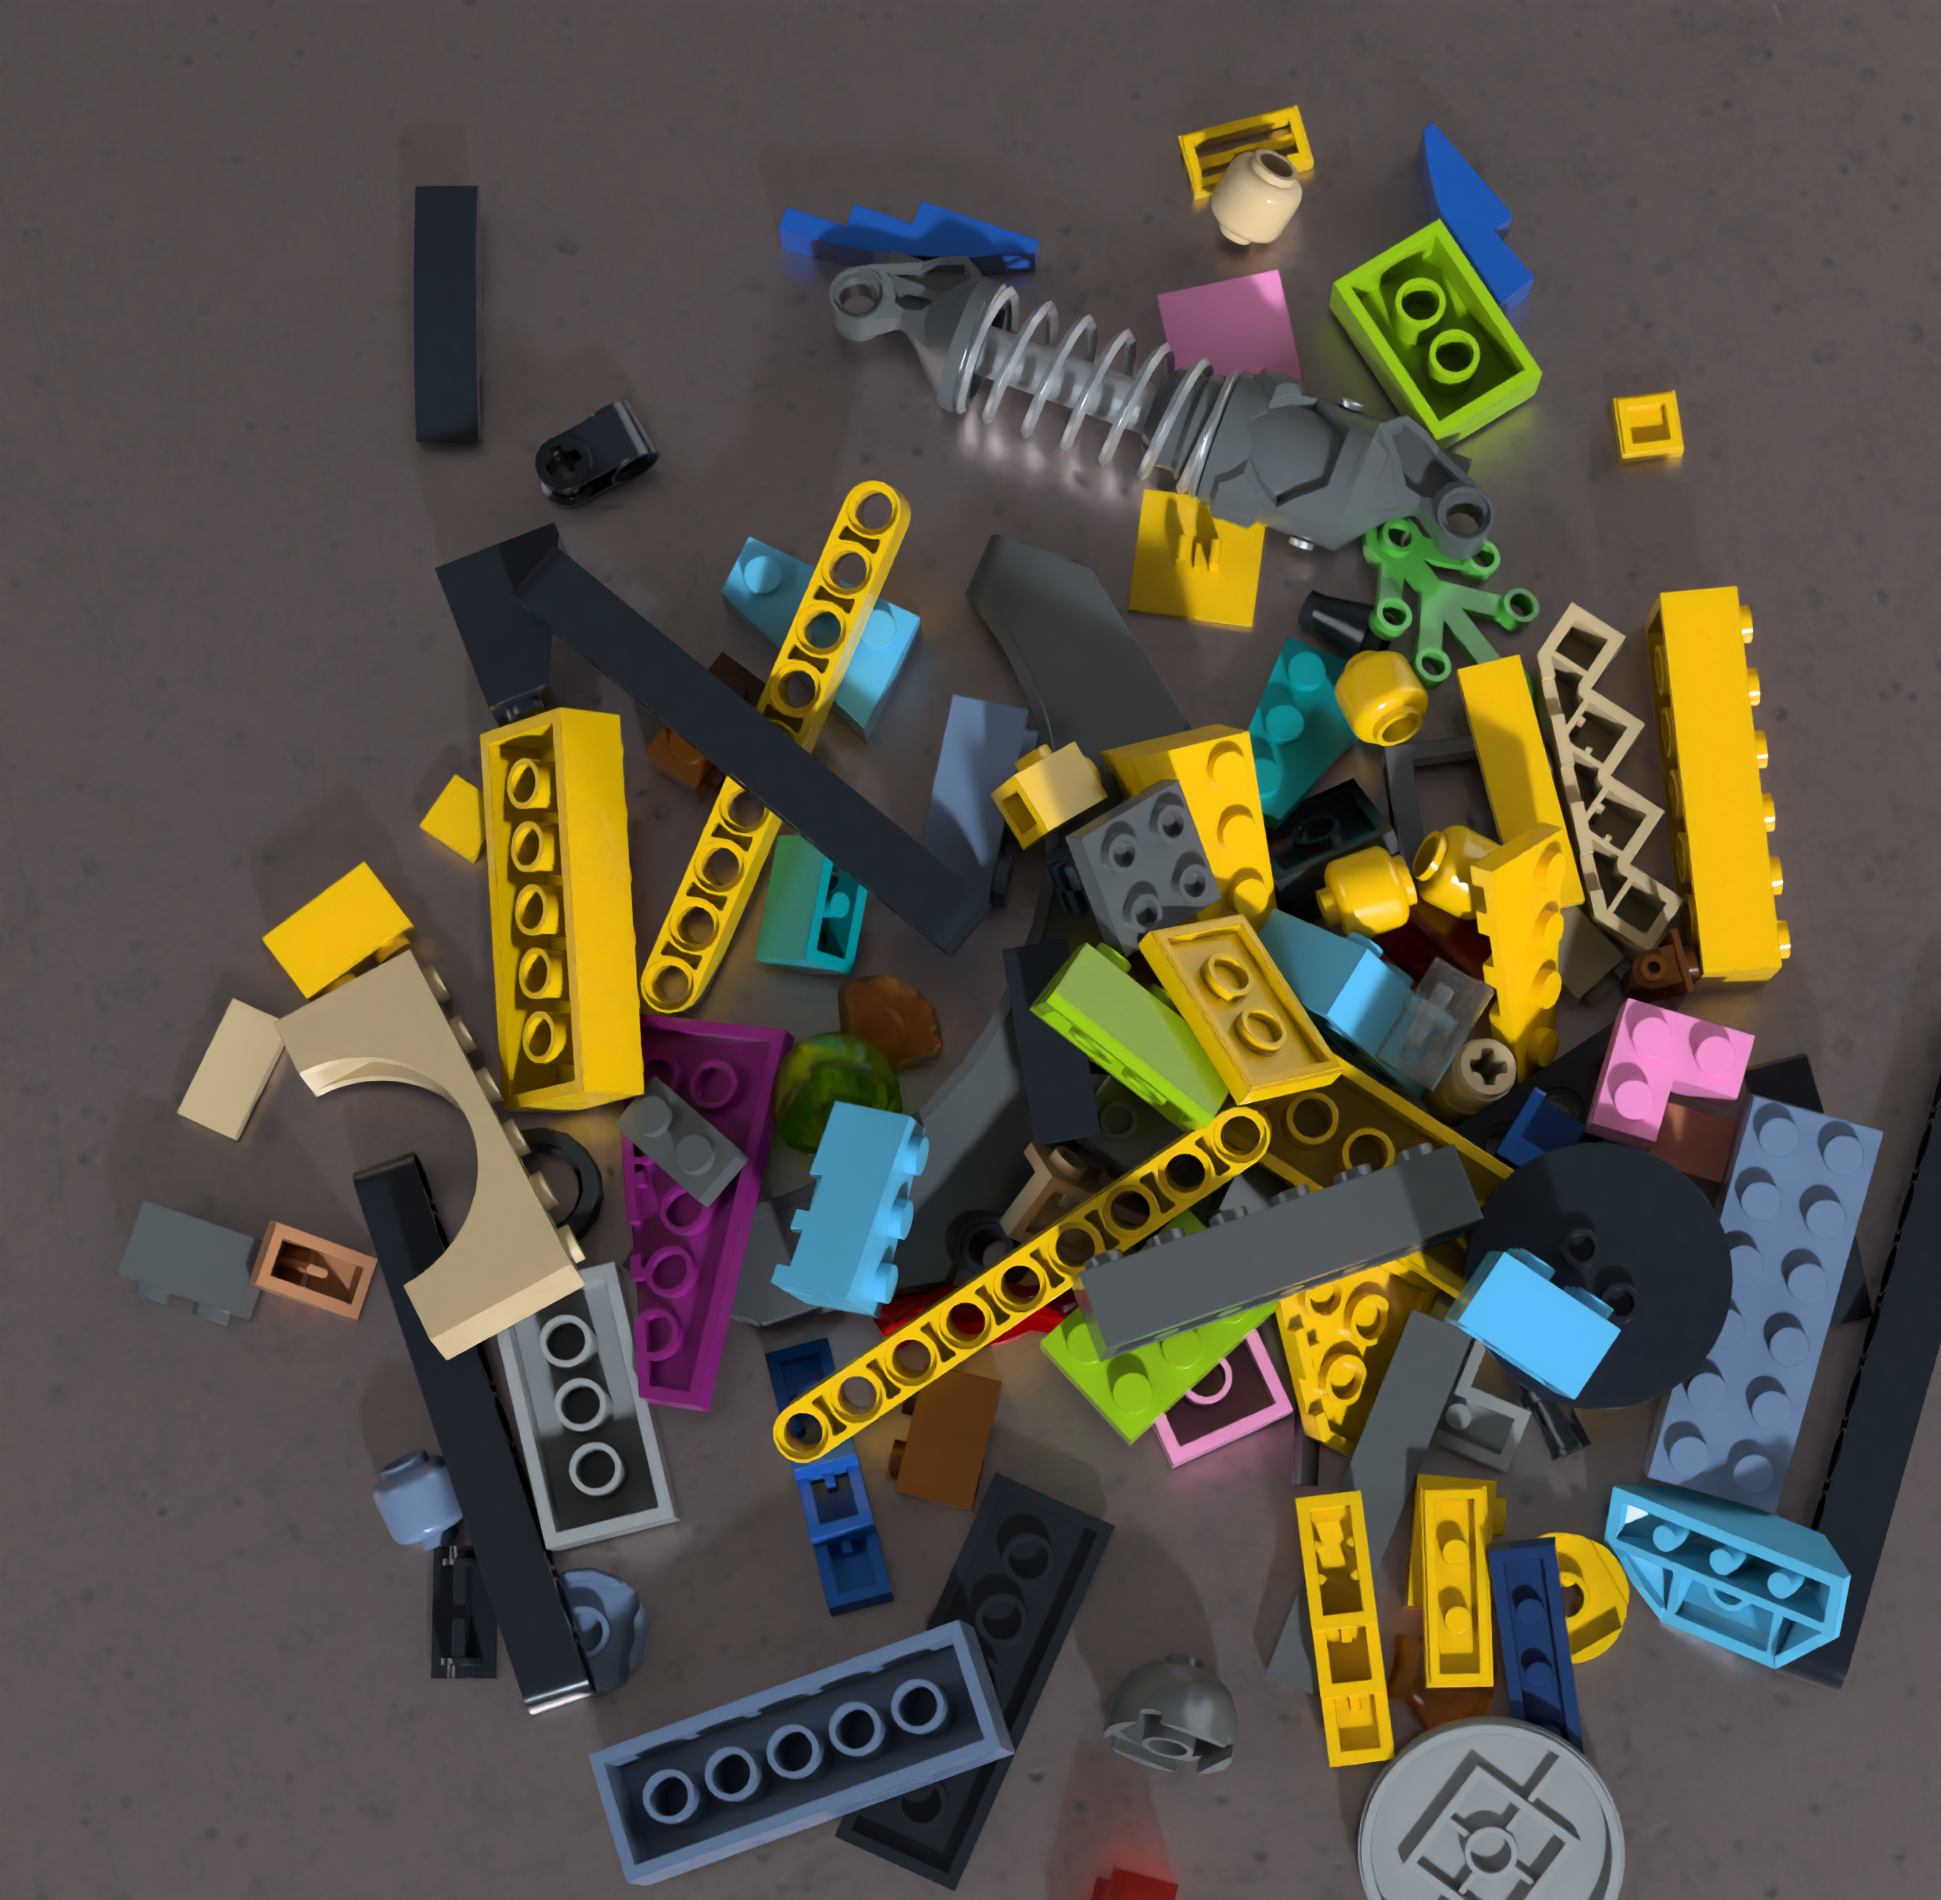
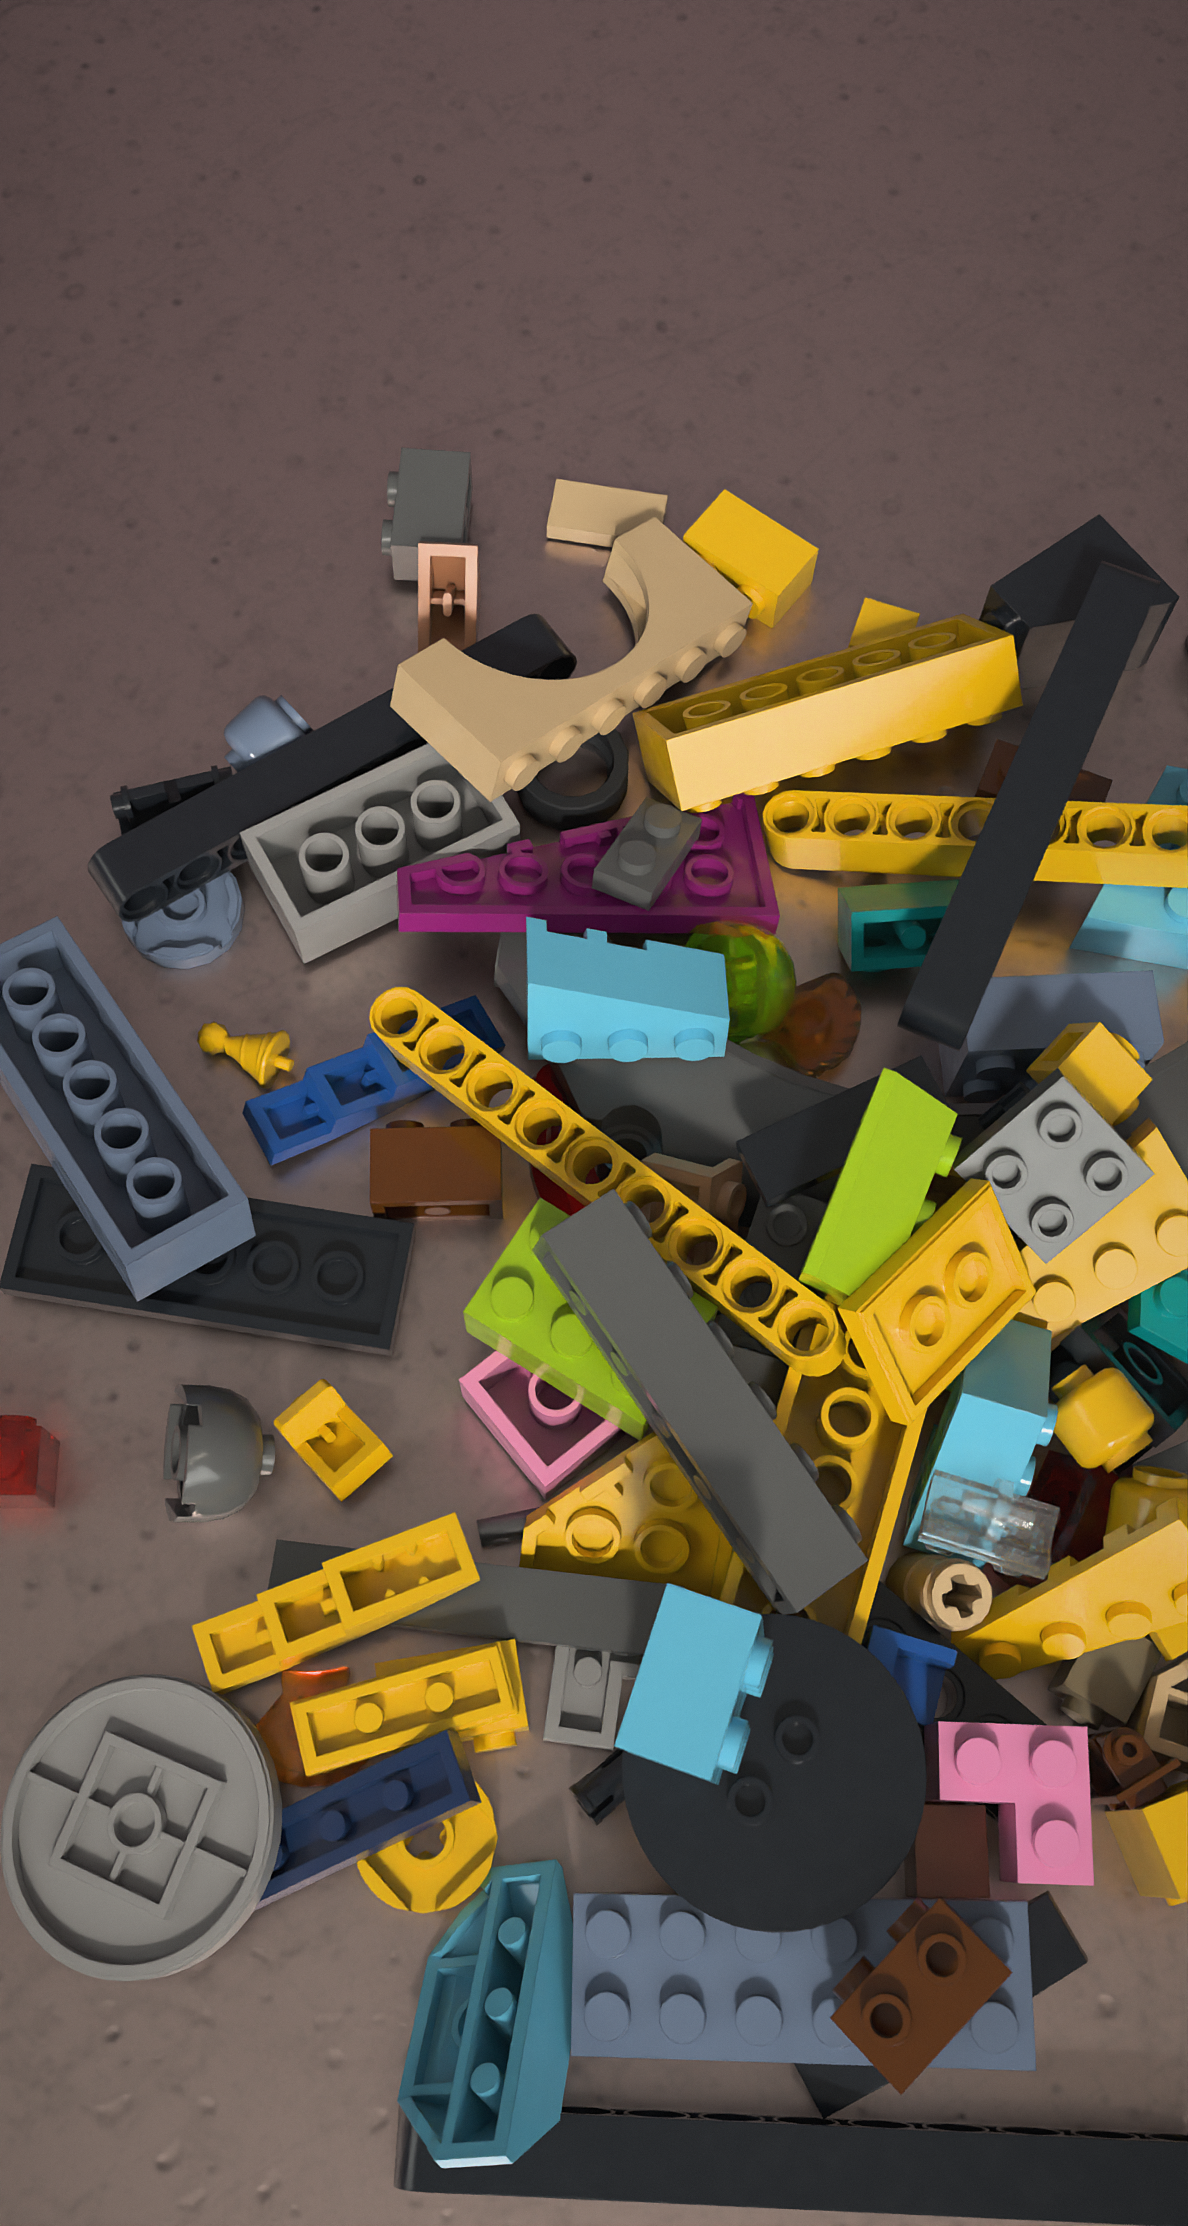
camera: 65 degrees right, 10 degrees down
(769, 1589) = (258, 1054): none -> yellow piece
(1187, 1599) = (332, 1439): none -> yellow bracket
(1802, 1207) = (918, 1992): none -> reddish brown brick

